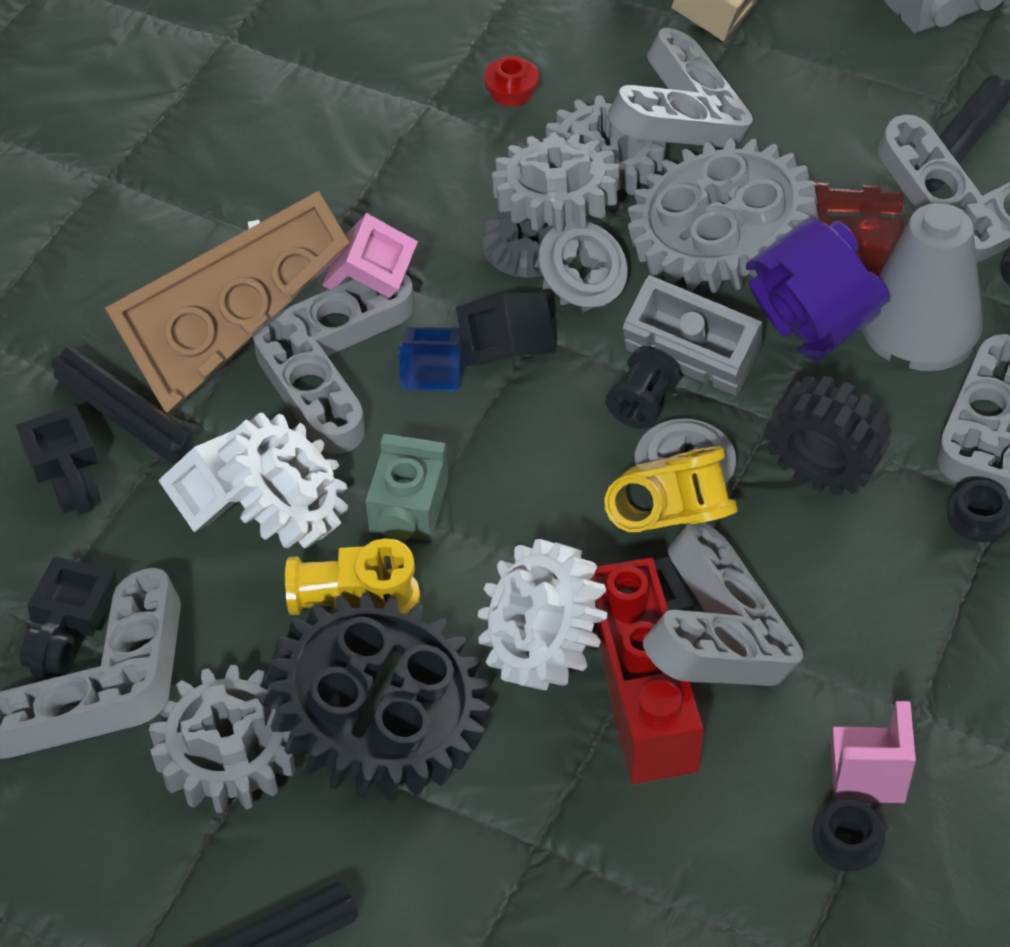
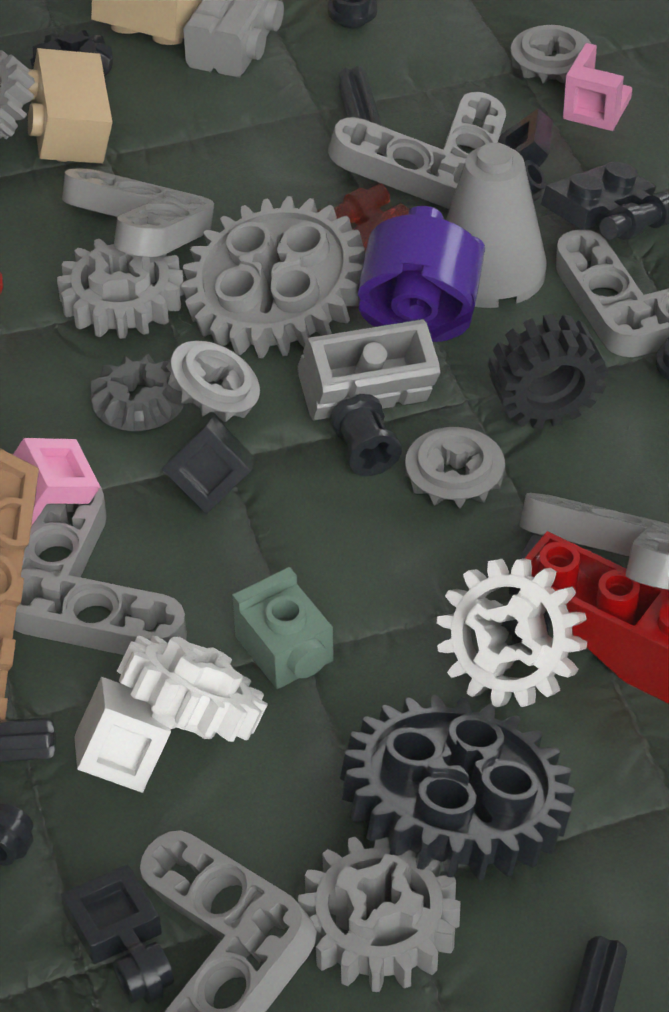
camera: 45 degrees left, 5 degrees down
(354, 573) = (330, 716): yellow connector -> none
(431, 358) = (169, 527): clear blue slope -> none
(556, 181) = (134, 325): light grey gear -> none
(682, 488) = (499, 476): yellow piece -> none

